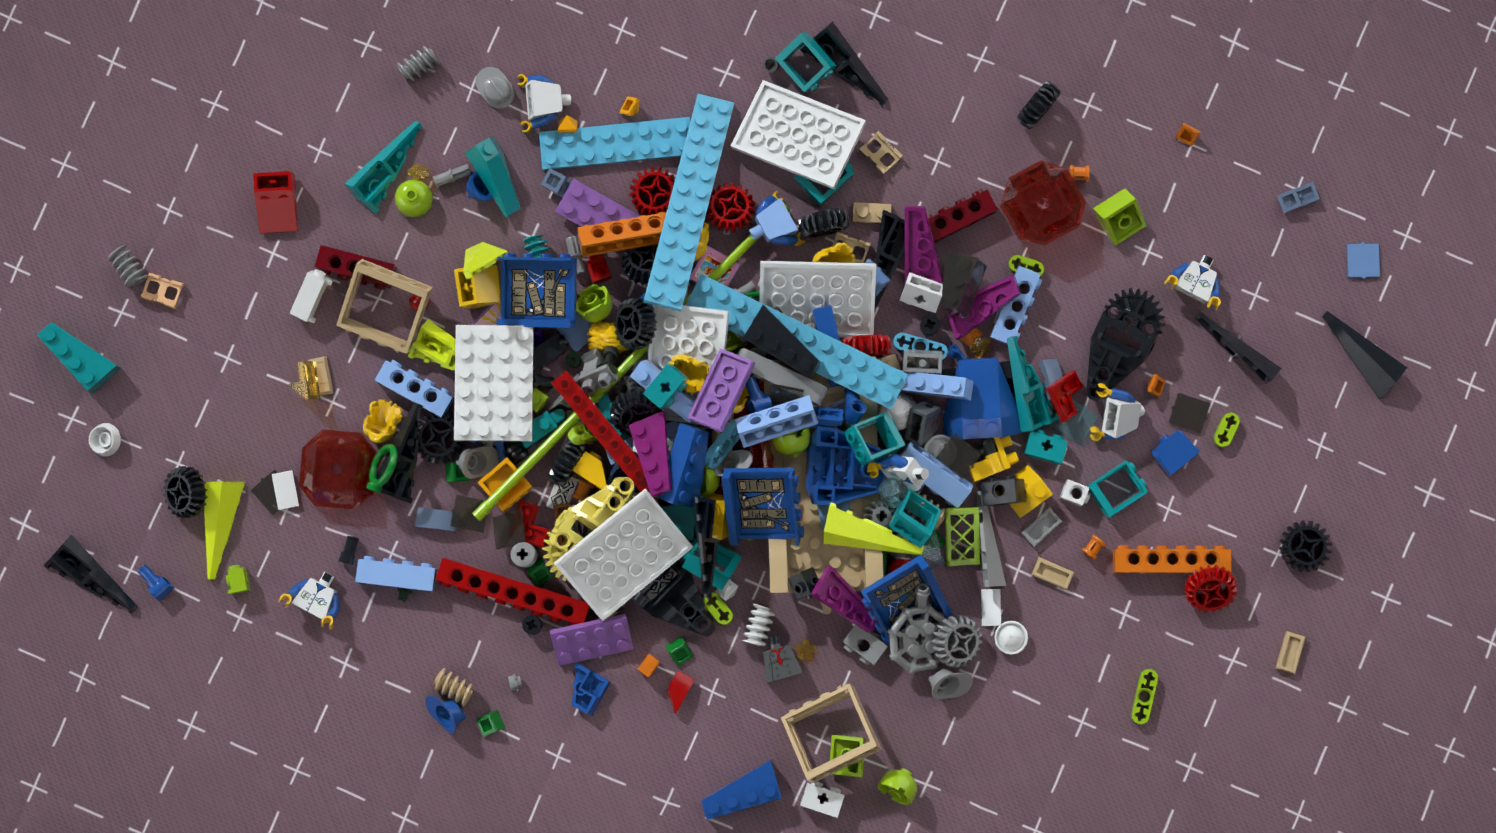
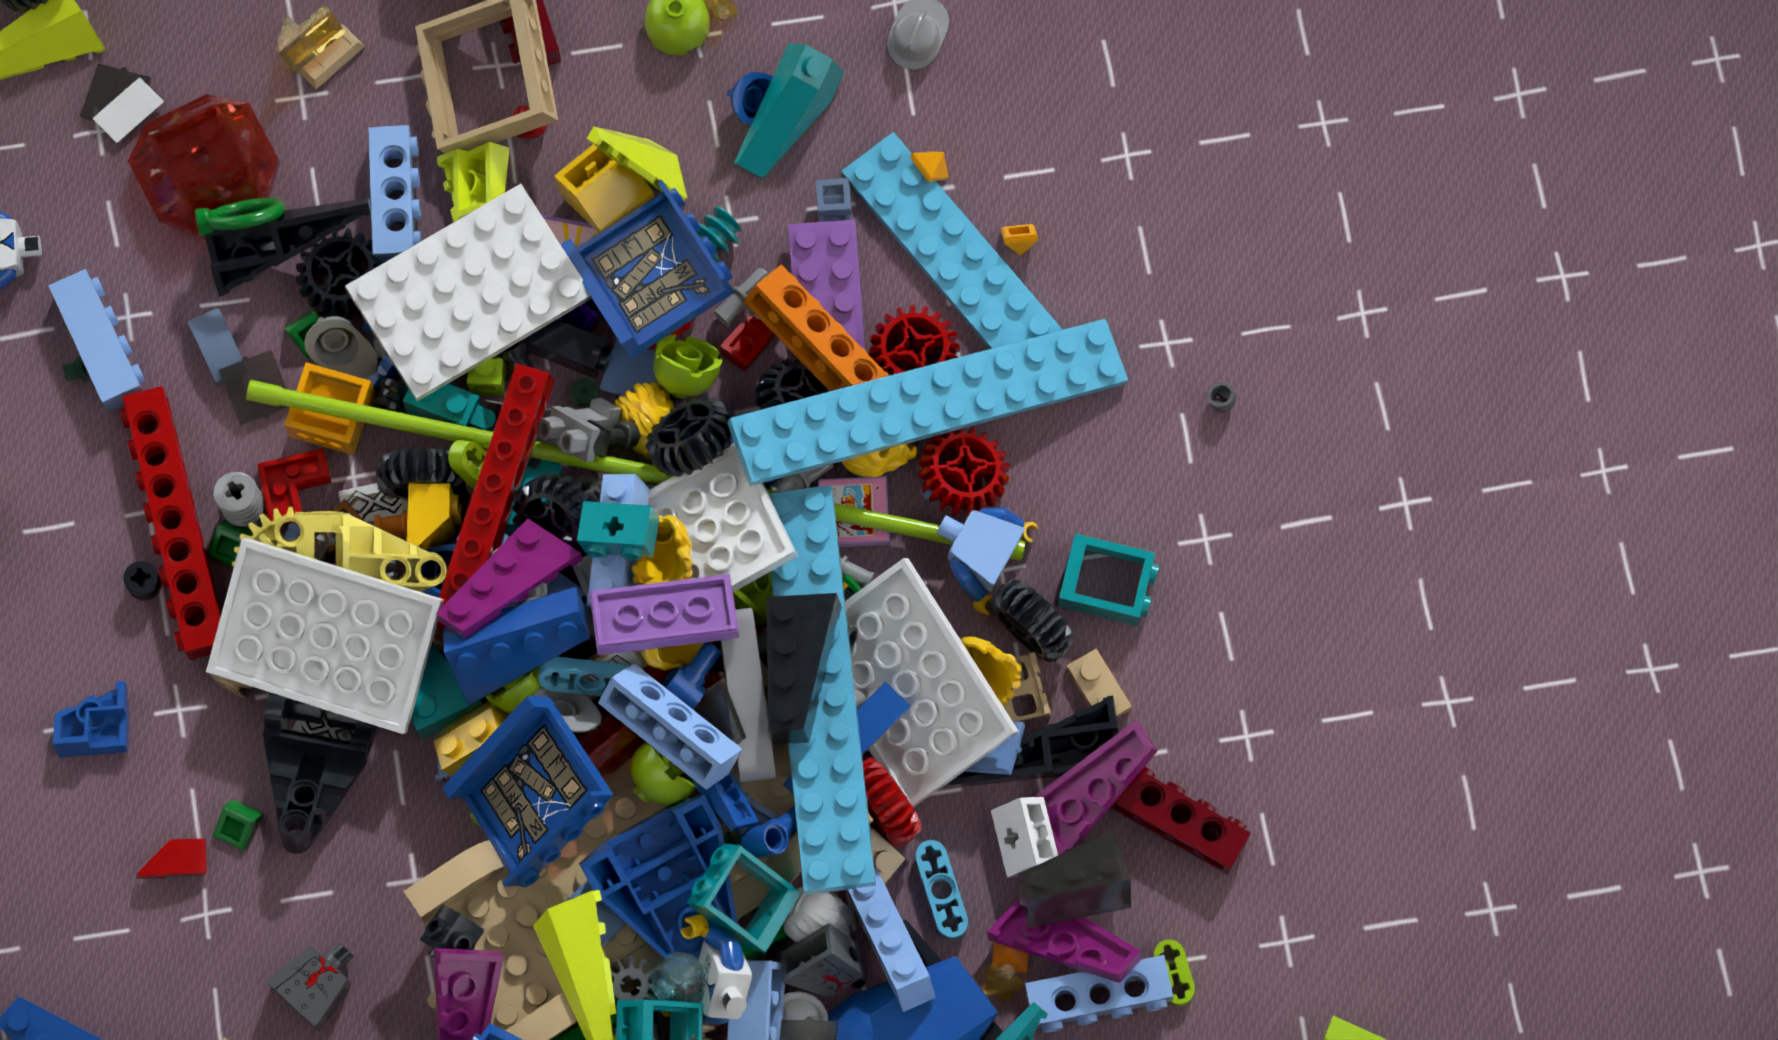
camera: 55 degrees right, 10 degrees down
(347, 555) = (85, 255): black pin -> none
(382, 420) = (315, 178): yellow hair -> none
(452, 175) = (745, 51): light grey axle -> none
(509, 529) = (267, 456): clear smoke piece -> none
(514, 682) = (38, 610): light grey plate -> none
(543, 100) = (941, 107): white torso -> none
(591, 639) = (172, 680): medium lavender plate -> none
(649, 665) = (185, 792): orange slope -> none
(704, 518) = (450, 718): black wedge -> none
(722, 606) = (347, 842): lime beam -> none
(724, 557) = (423, 780): teal window -> none
(728, 591) = (376, 834): white slope -> none
(758, 625) = (349, 916): white piece -> none
(792, 48) = (1264, 409): teal window -> none
(798, 134) = (1141, 499): white plate -> none
(805, 649) = (357, 1013): clear yellow plant -> none
(847, 62) = (1306, 477): black wedge -> none
(885, 148) = (1212, 645): tan piece -> none
(922, 361) = (917, 902): light grey brick -> none
(929, 328) = (979, 887): black wheel -> none
(956, 353) = (967, 950): blue piece -> none
(1038, 105) = (1434, 828): black gear -> none
(1045, 183) = (1292, 894): clear red piece -> none
(1079, 173) = (1373, 960): orange bush -> none

